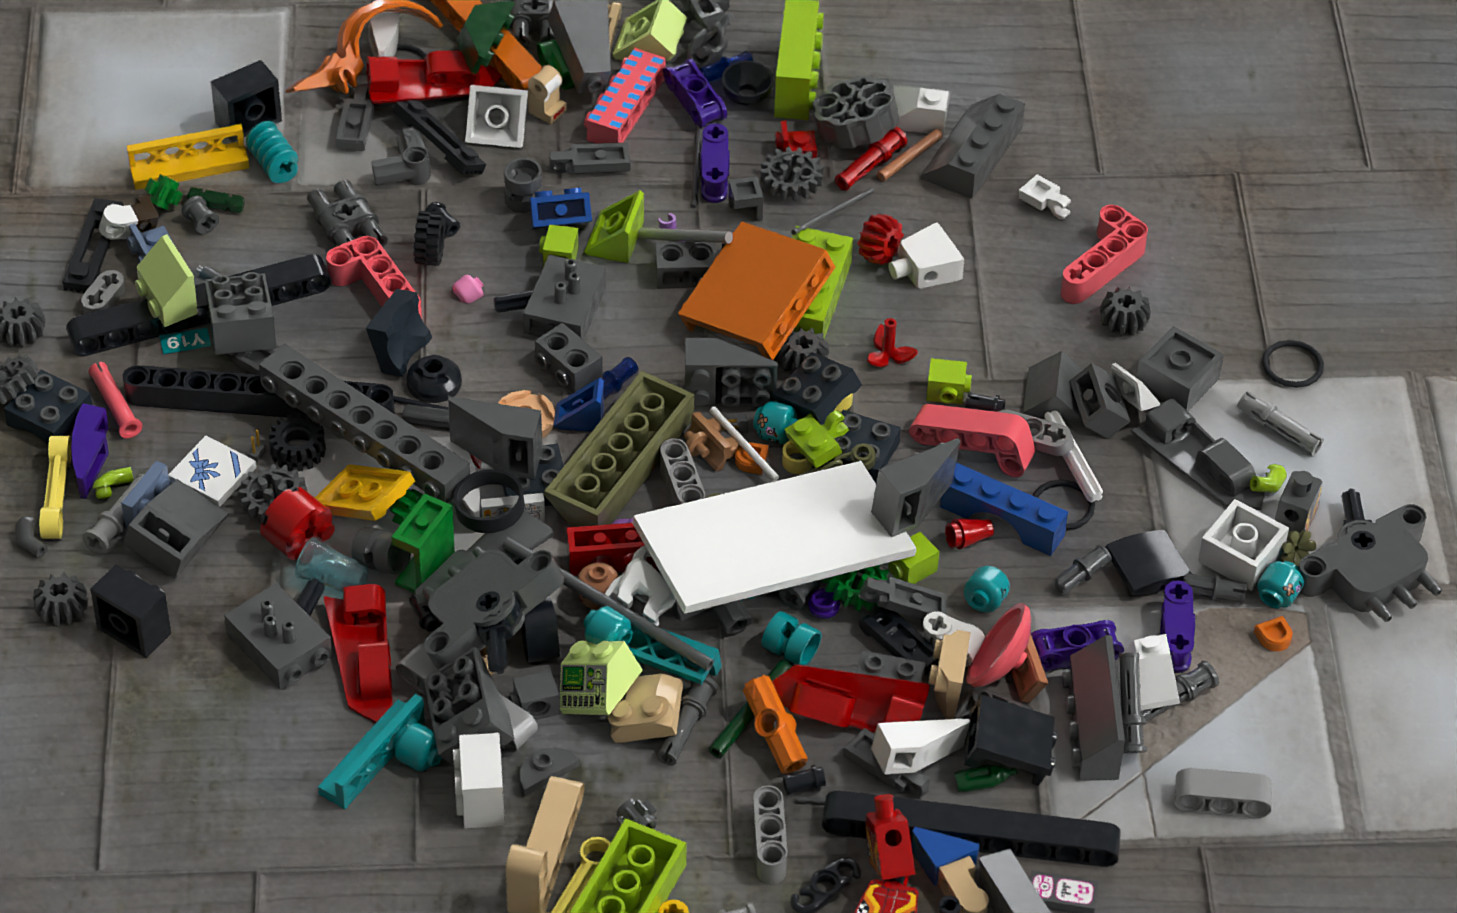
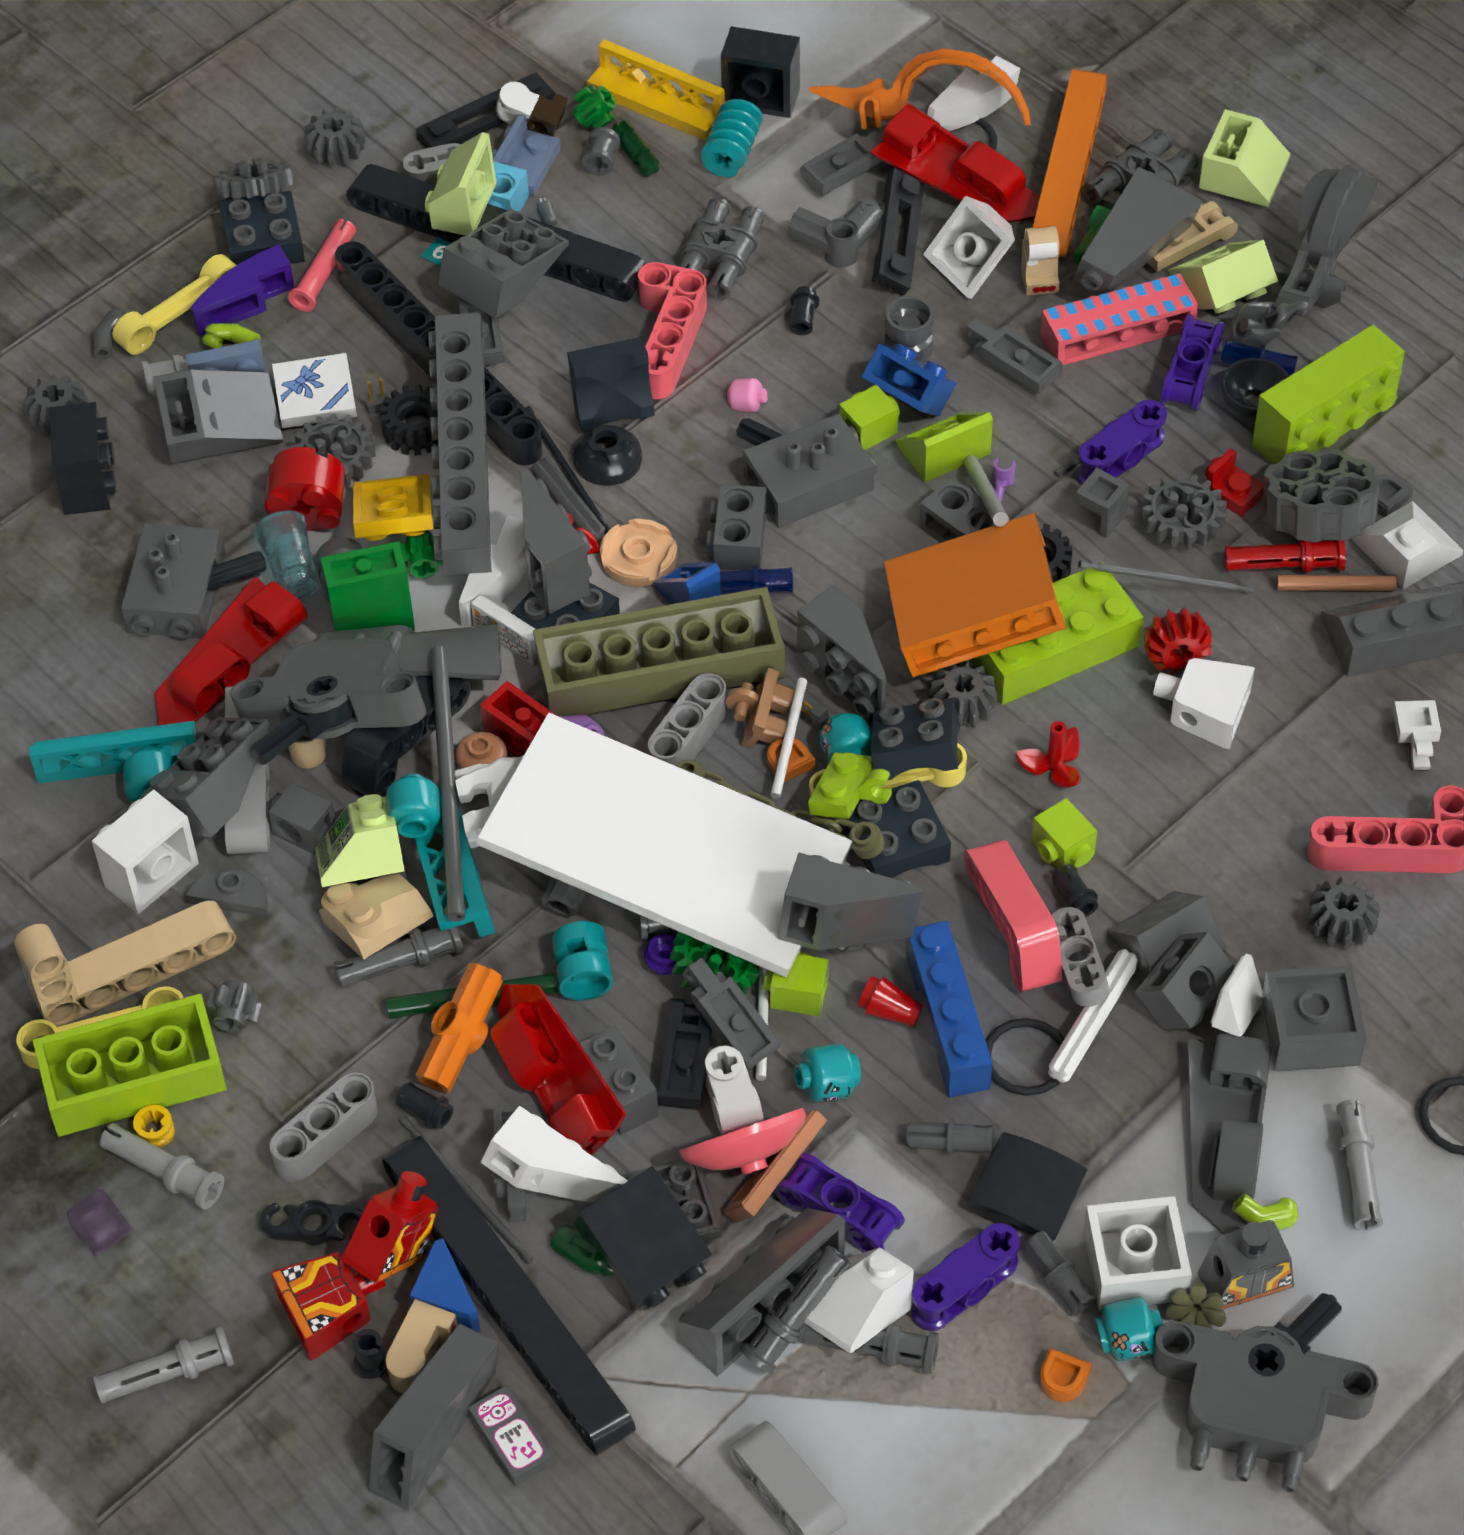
camera: 50 degrees right, 5 degrees up
(429, 238) = (756, 317): black tyre -> none
(483, 31) = (1045, 153): dark green slope -> none
(489, 477) = (469, 571): black tyre -> none
(949, 673) = (669, 1119): tan slope -> none

